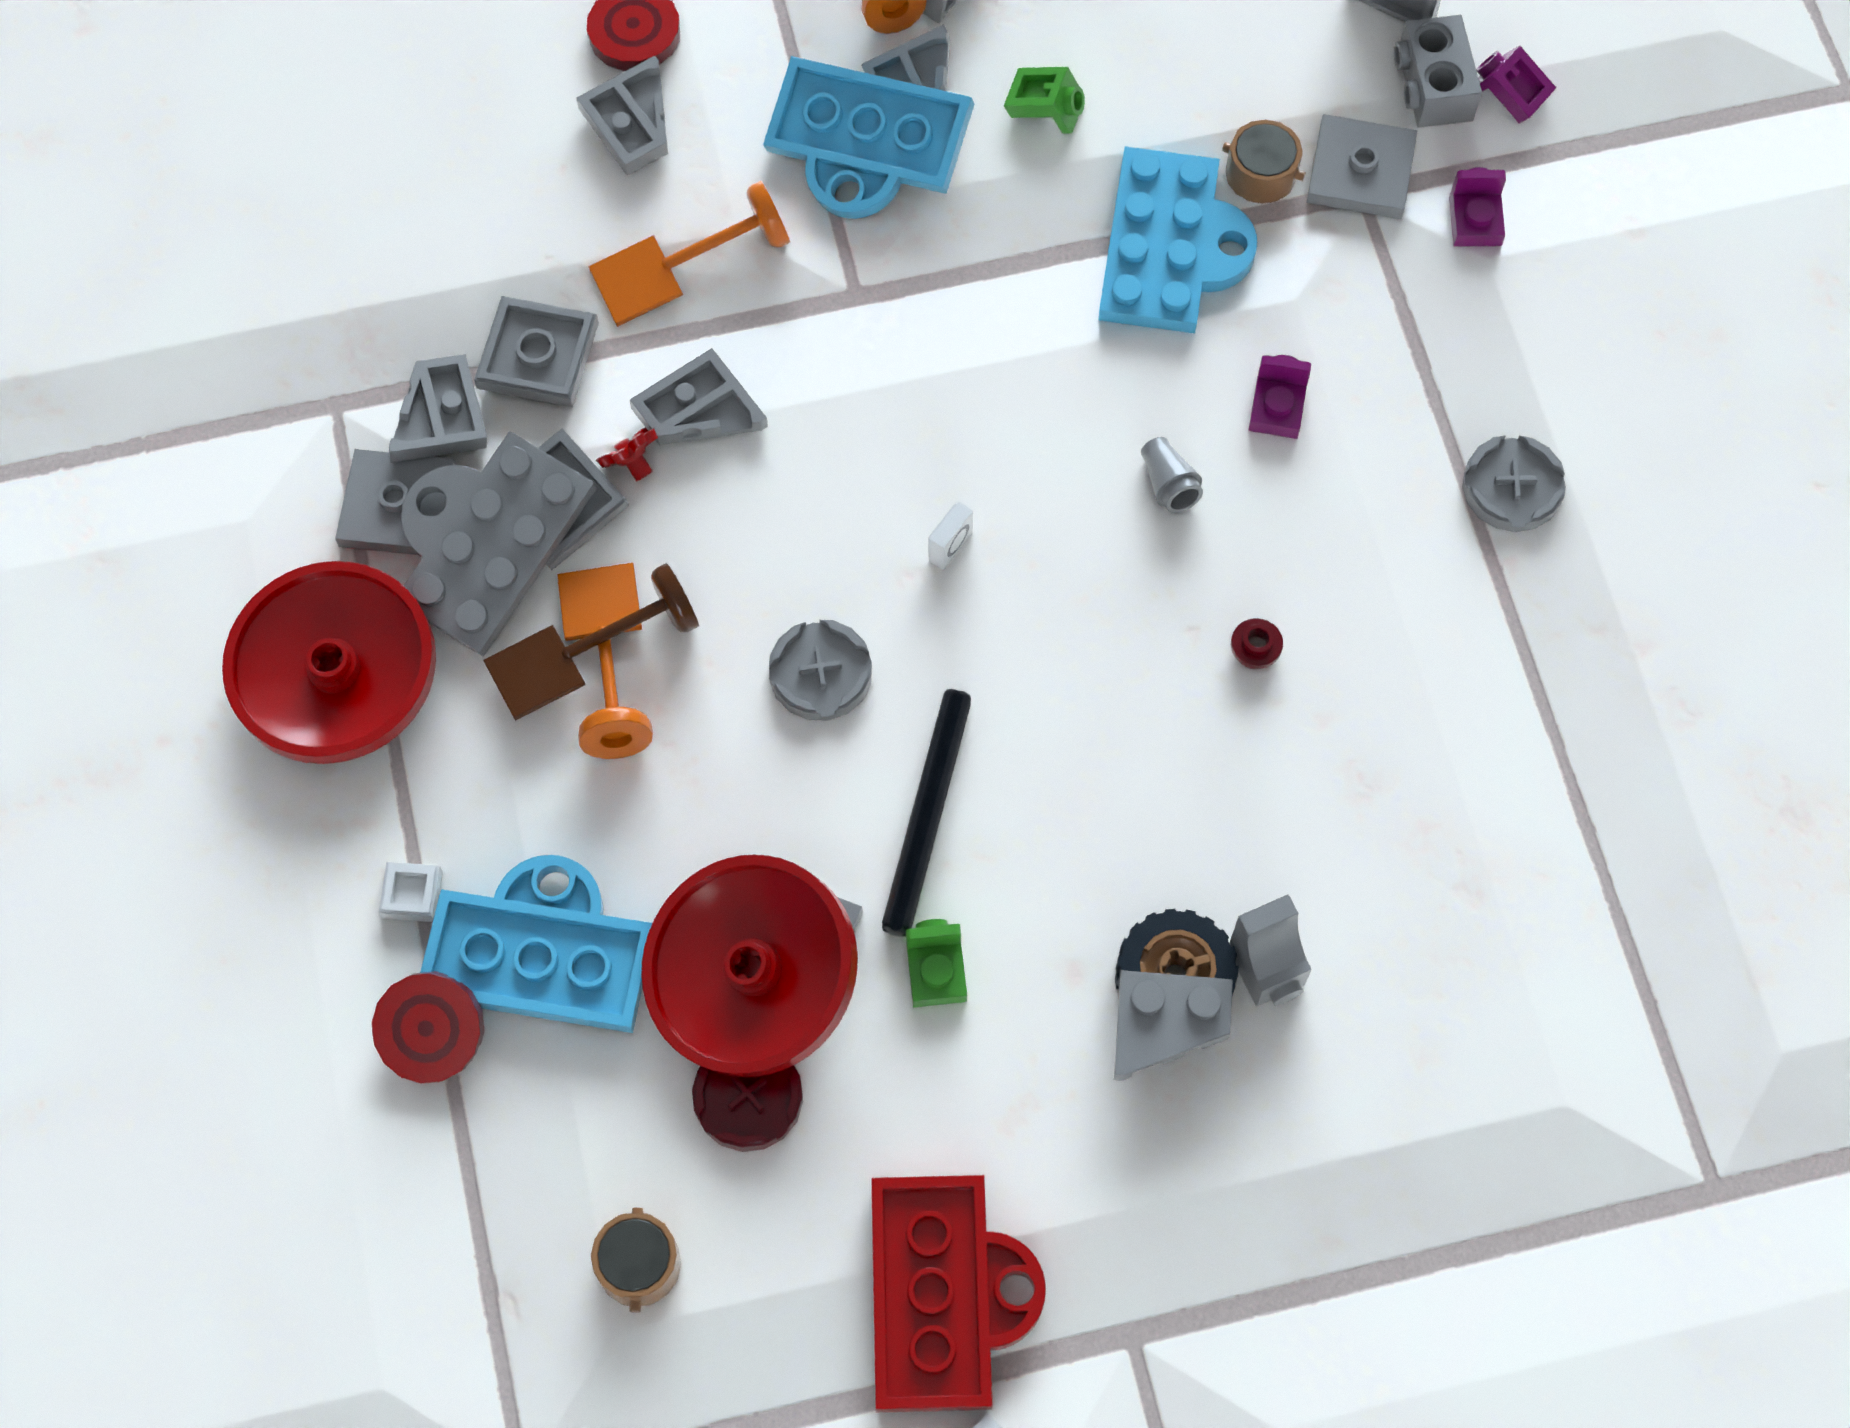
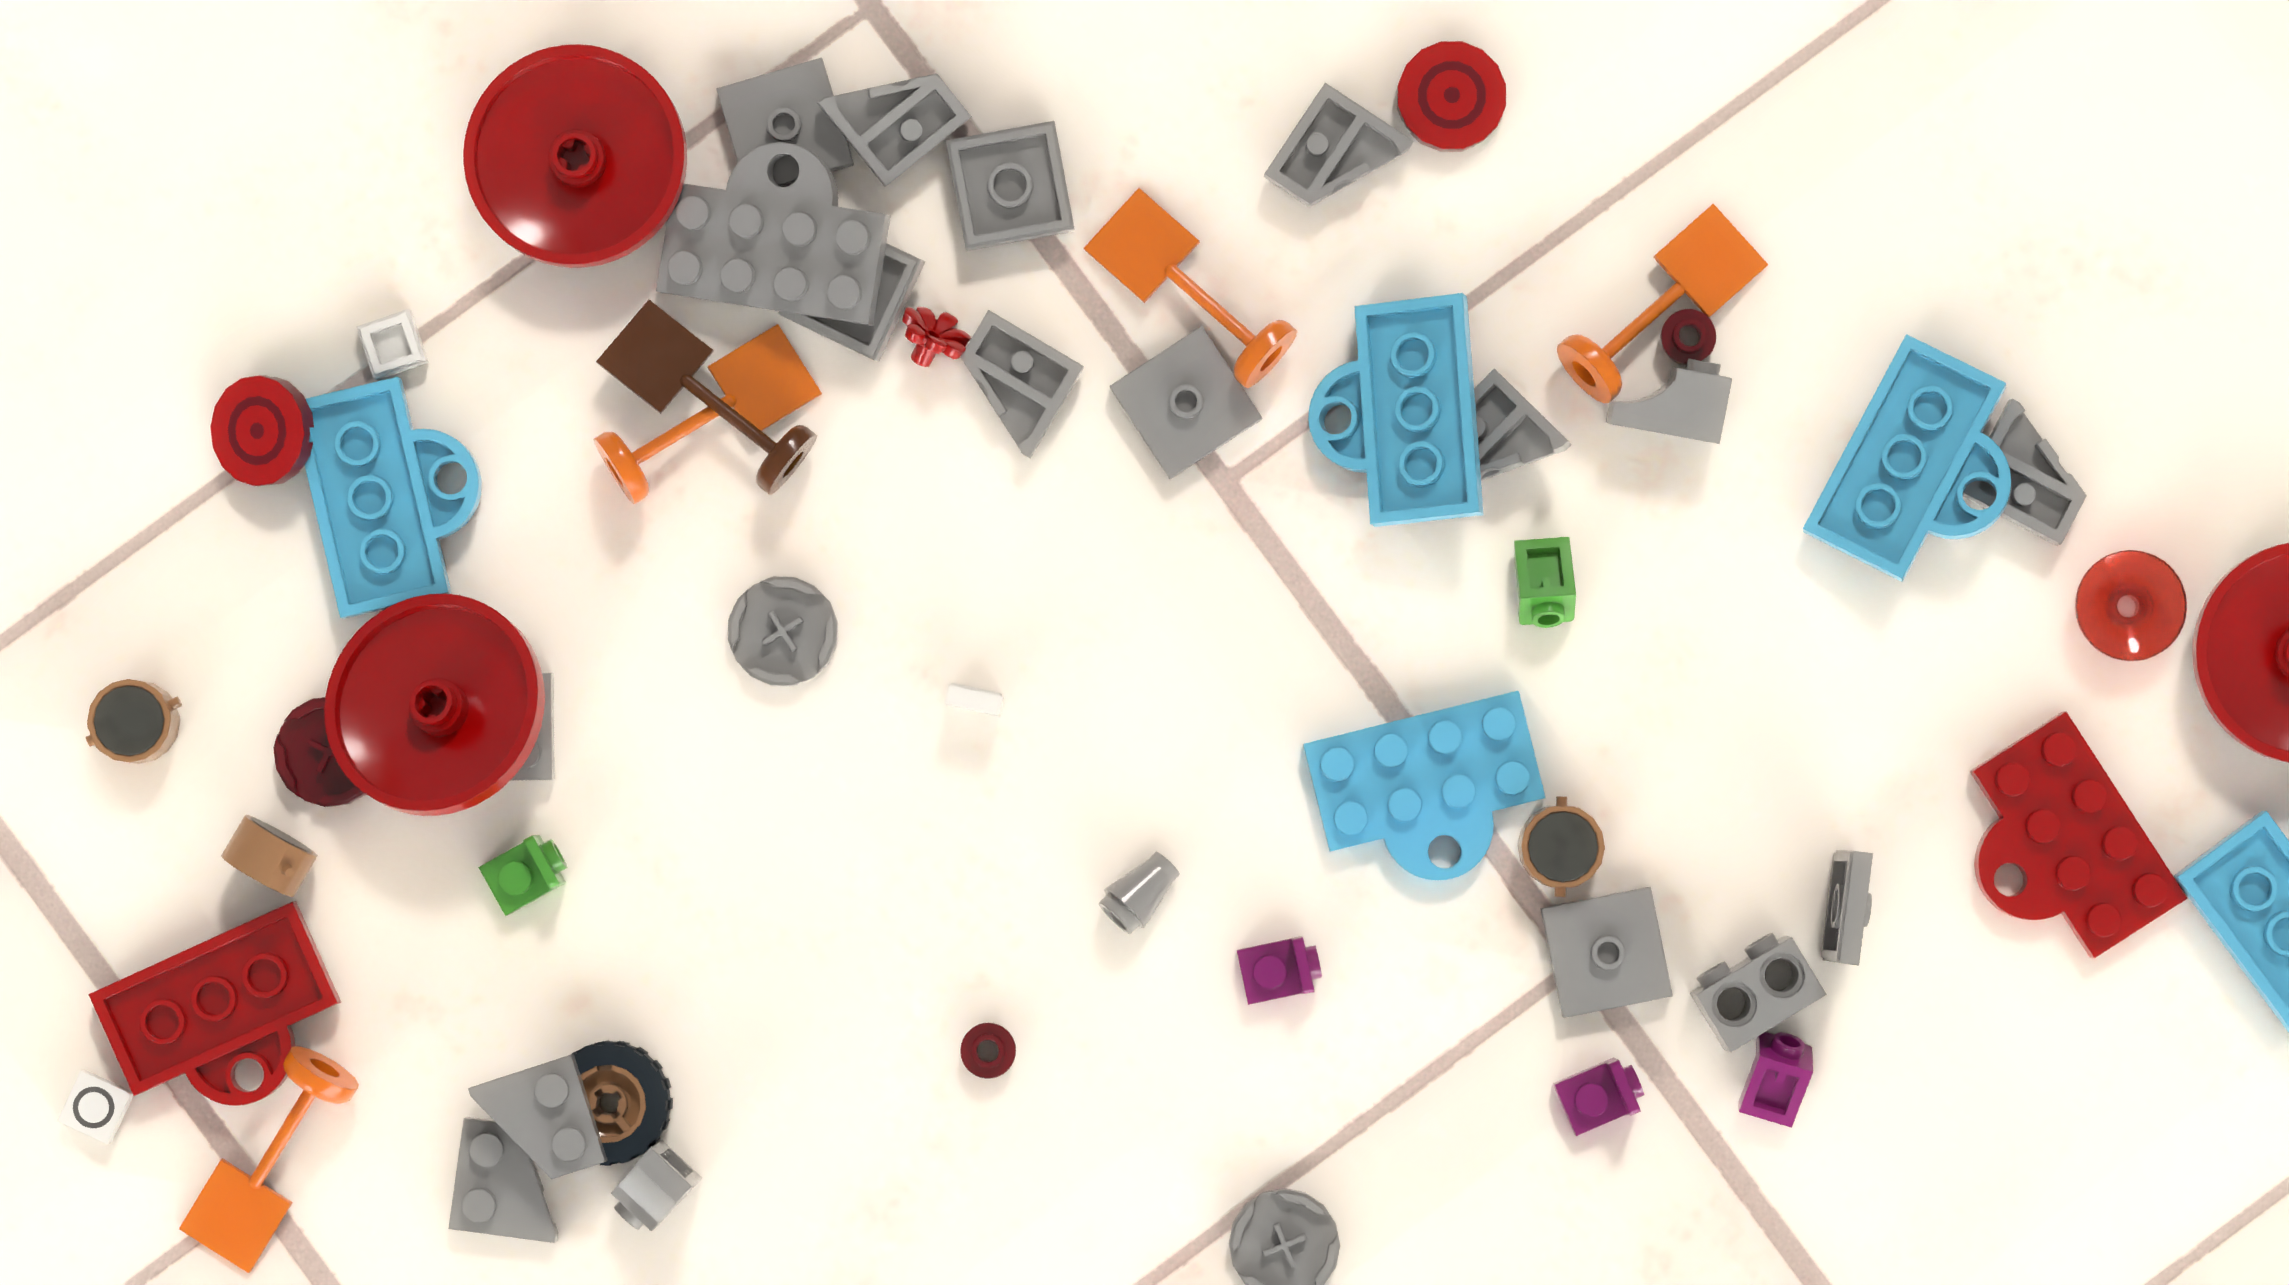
camera: 65 degrees right, 20 degrees up
(779, 295) = (1185, 402): none -> light grey plate
(819, 1177) = (269, 856): none -> medium nougat piece
(926, 813) = (676, 799): black axle -> none
(1143, 1358) = (236, 1210): none -> orange piece
(1211, 1104) = (498, 1187): none -> light grey wing

